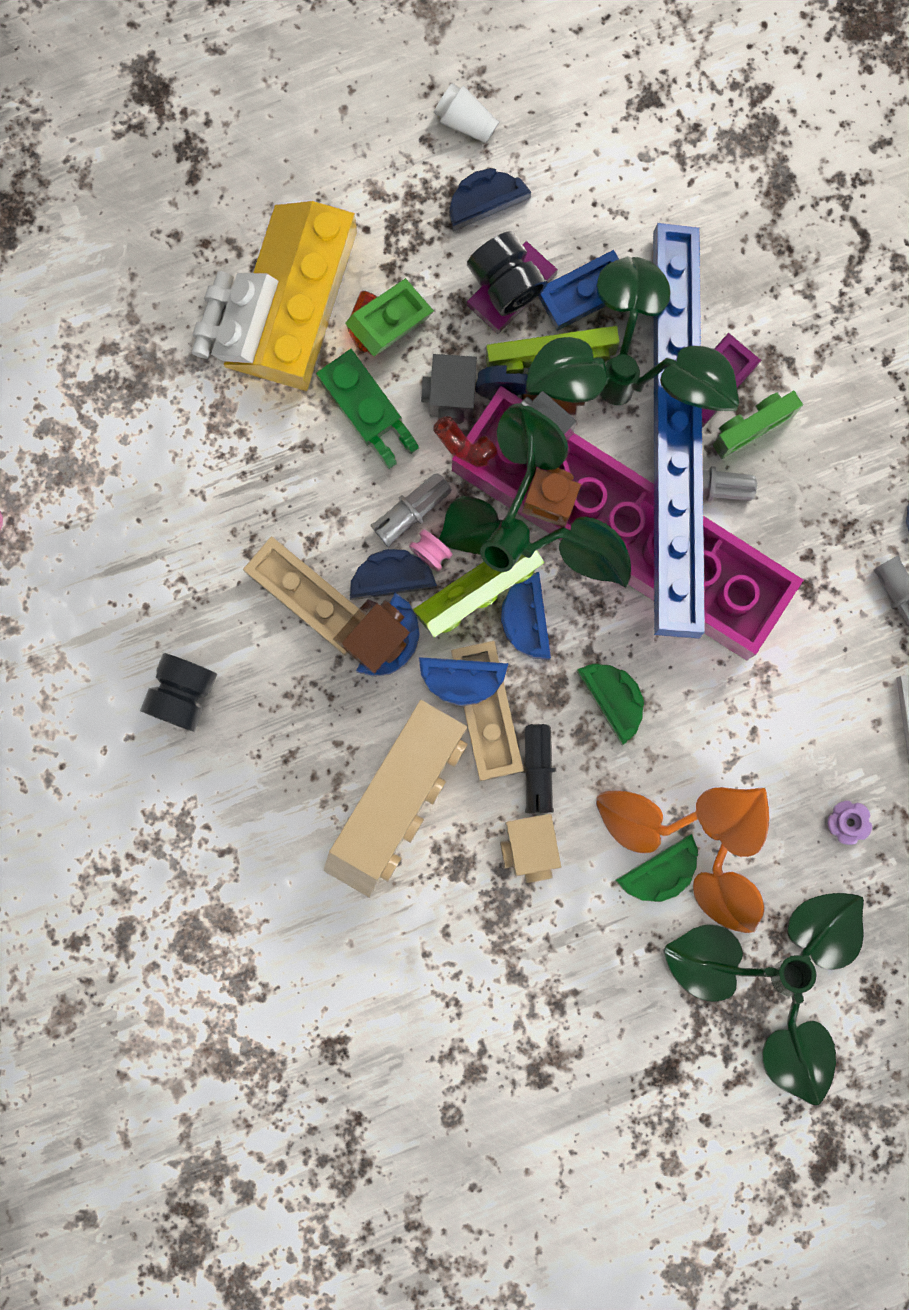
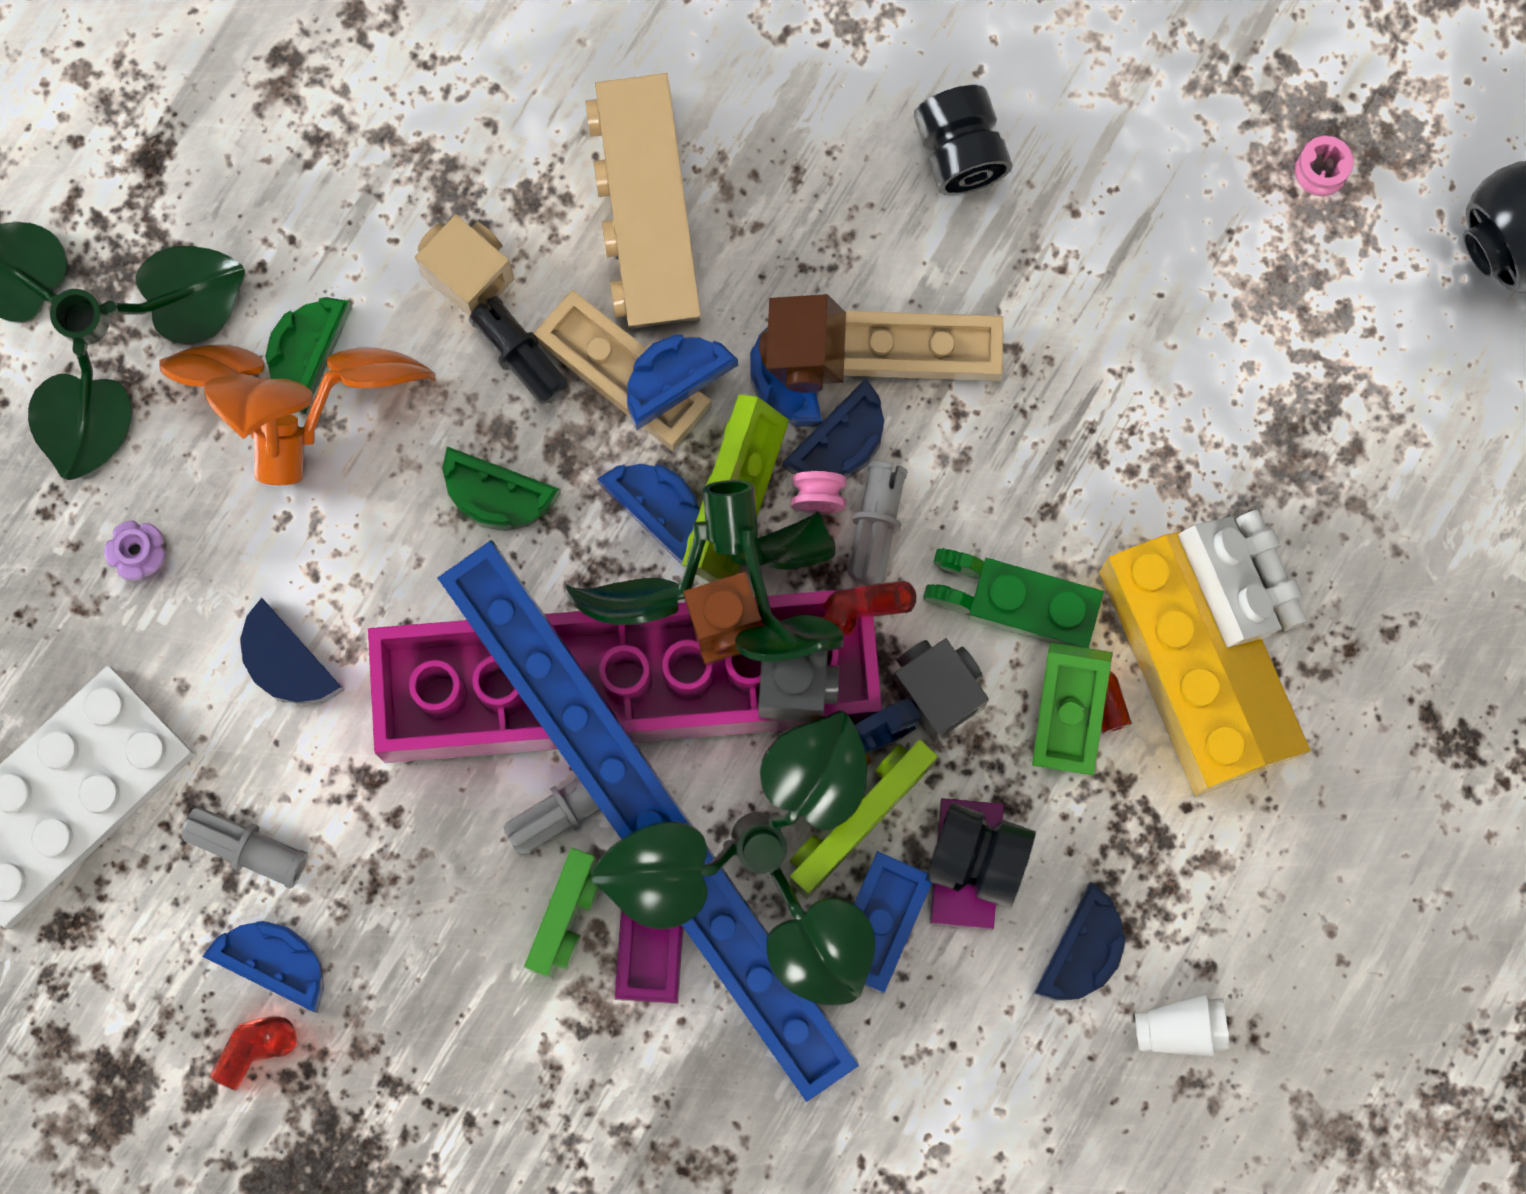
camera: 145 degrees right, 5 degrees down
(810, 690) = (281, 661): none -> dark blue tile

